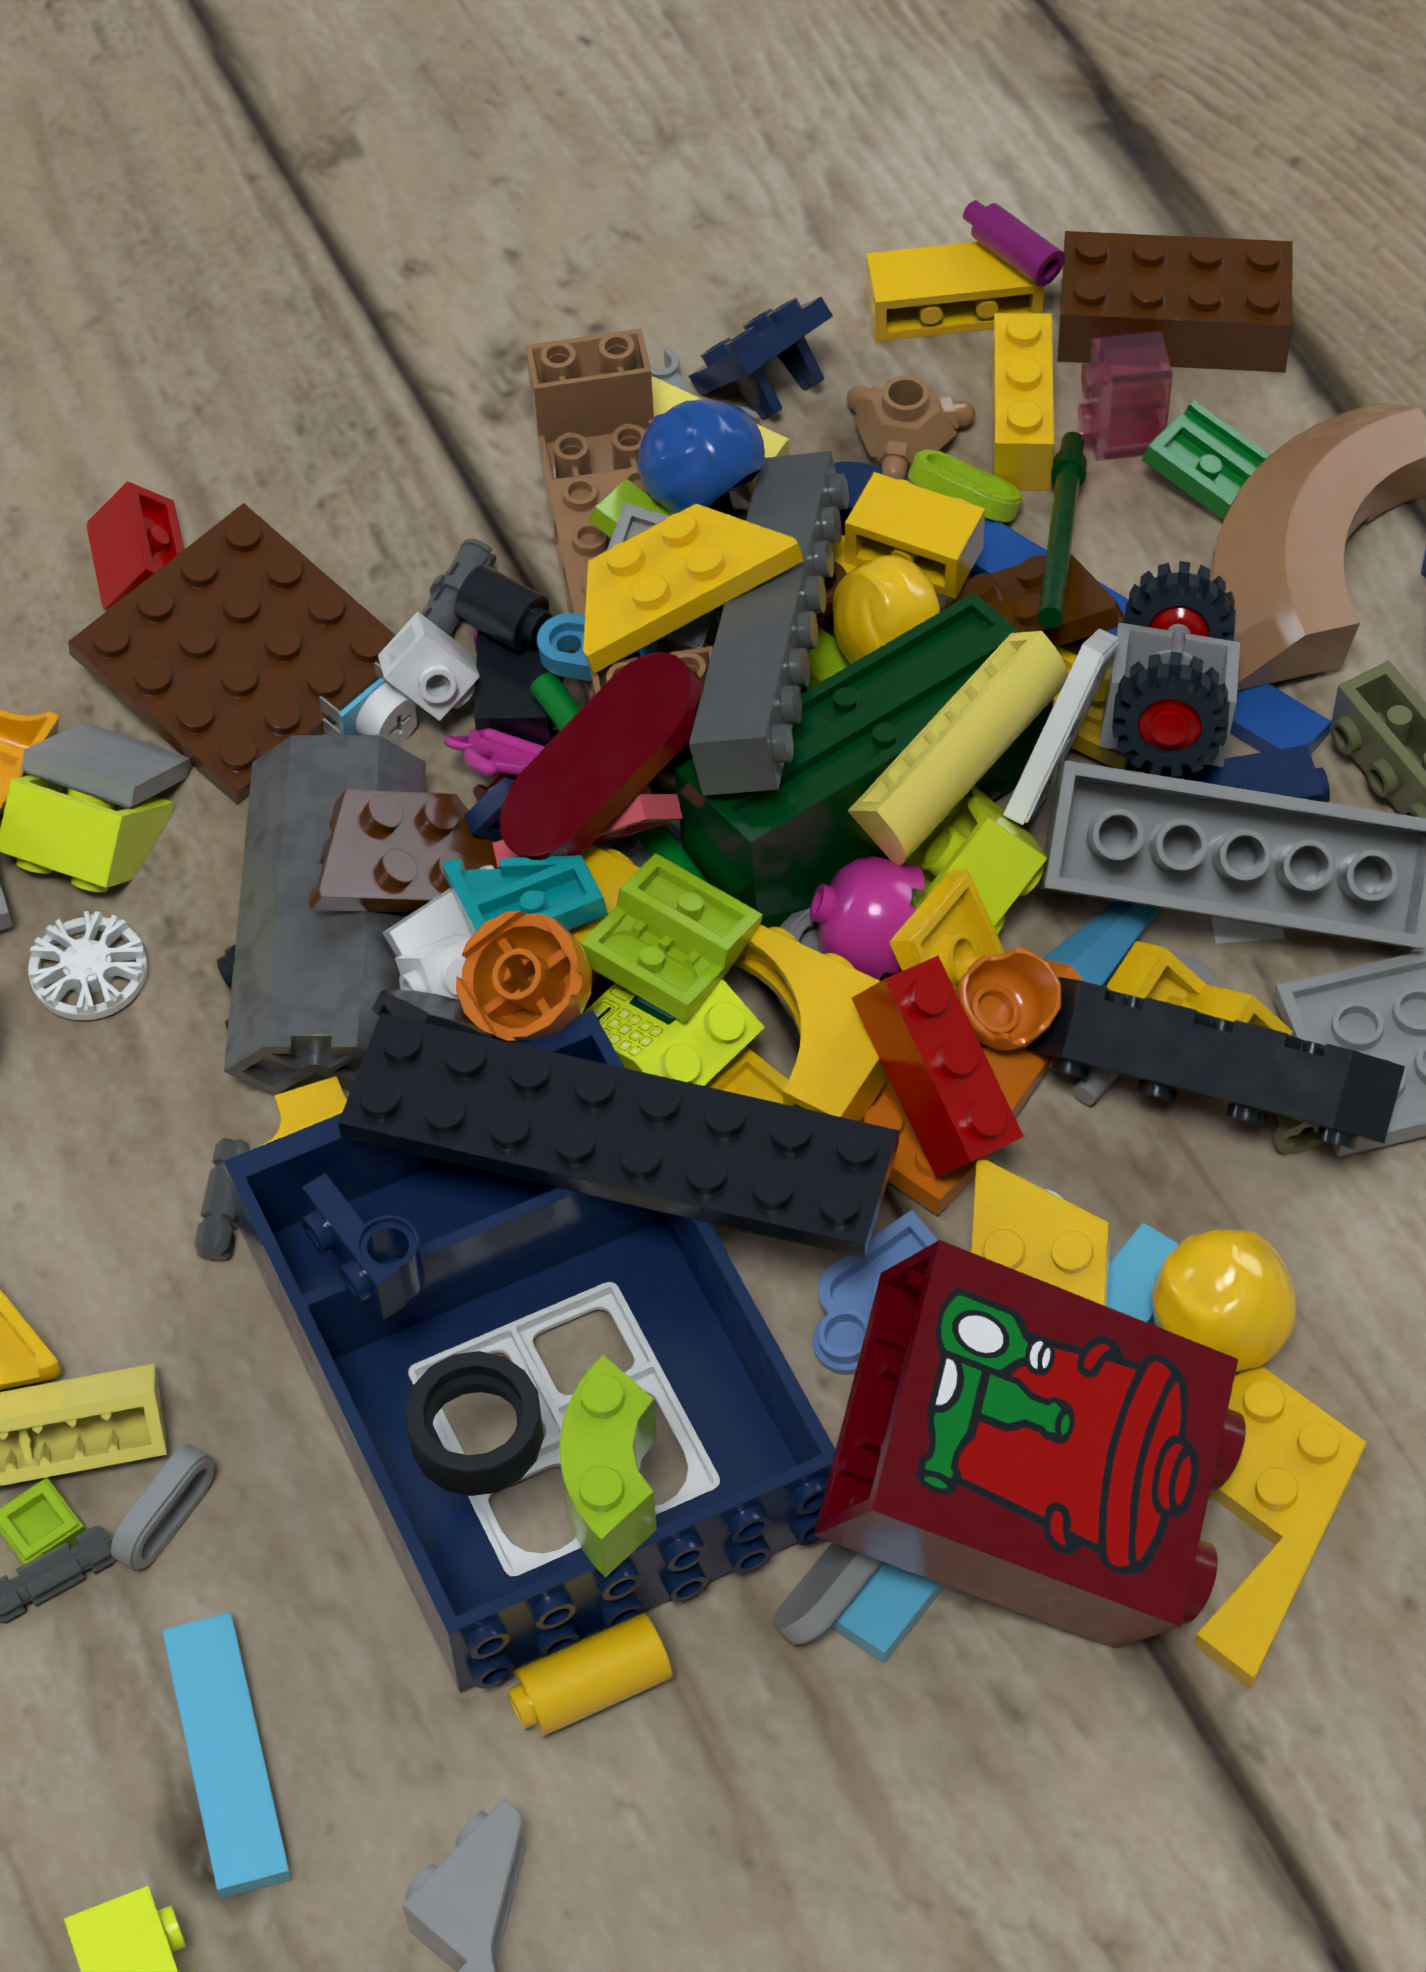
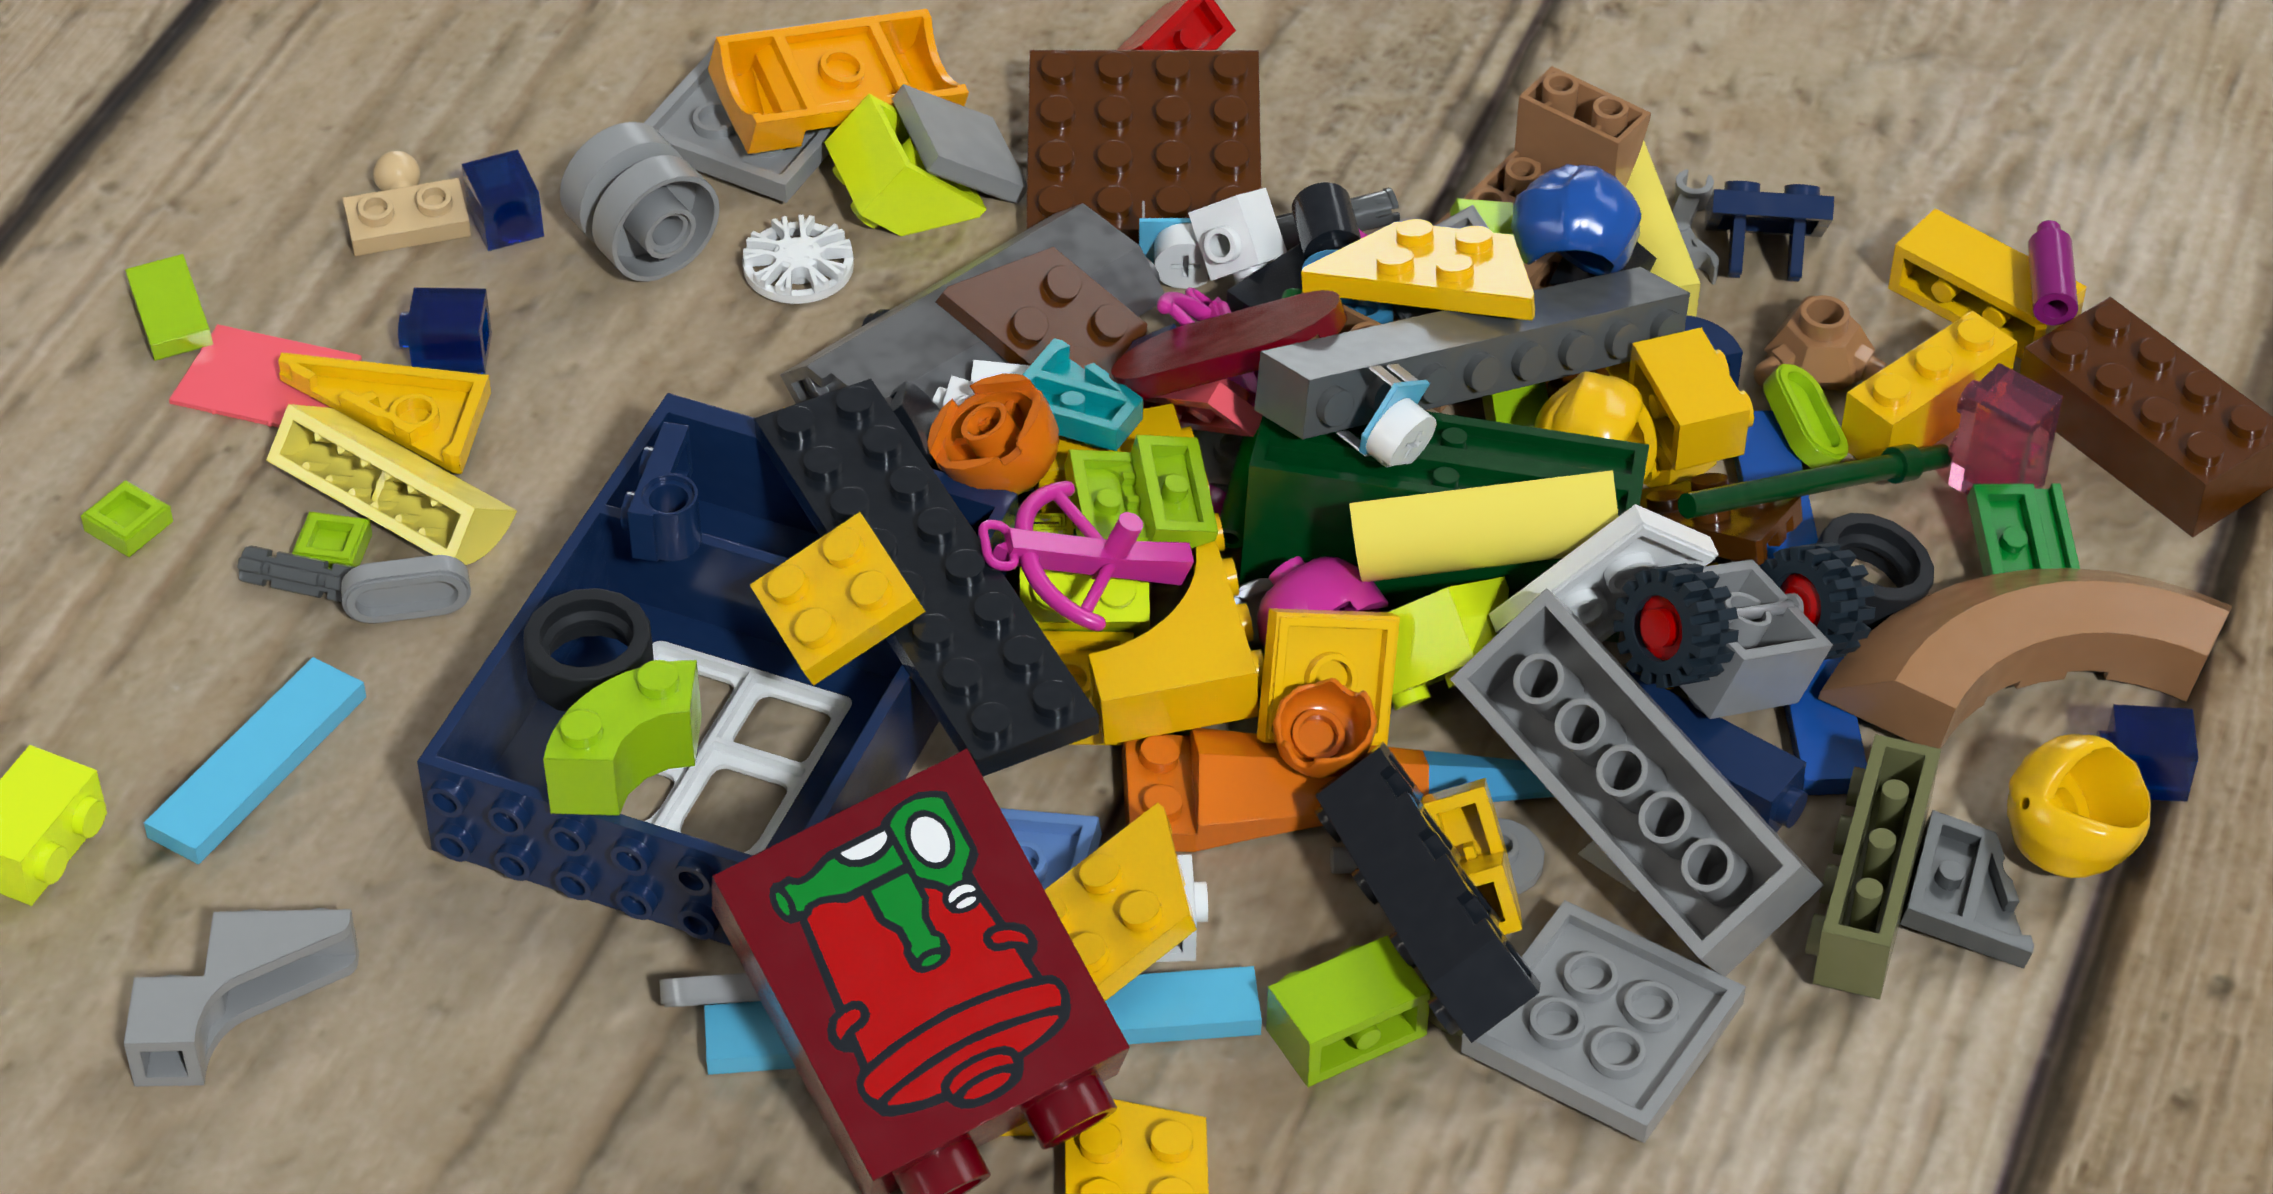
camera: 45 degrees right, 10 degrees down
(589, 1675) = (512, 904): yellow brick -> none
(604, 1210) = (837, 598): none -> yellow plate
(678, 1048) = (1092, 555): none -> dark pink piece
(835, 721) = (1399, 425): none -> white piece
(937, 1066) = (1205, 717): red brick -> none
(1150, 541) = (1889, 550): none -> black tyre
(1227, 1295) = (1224, 1047): yellow piece -> none
(1246, 1178) = (1347, 1010): none -> lime brick

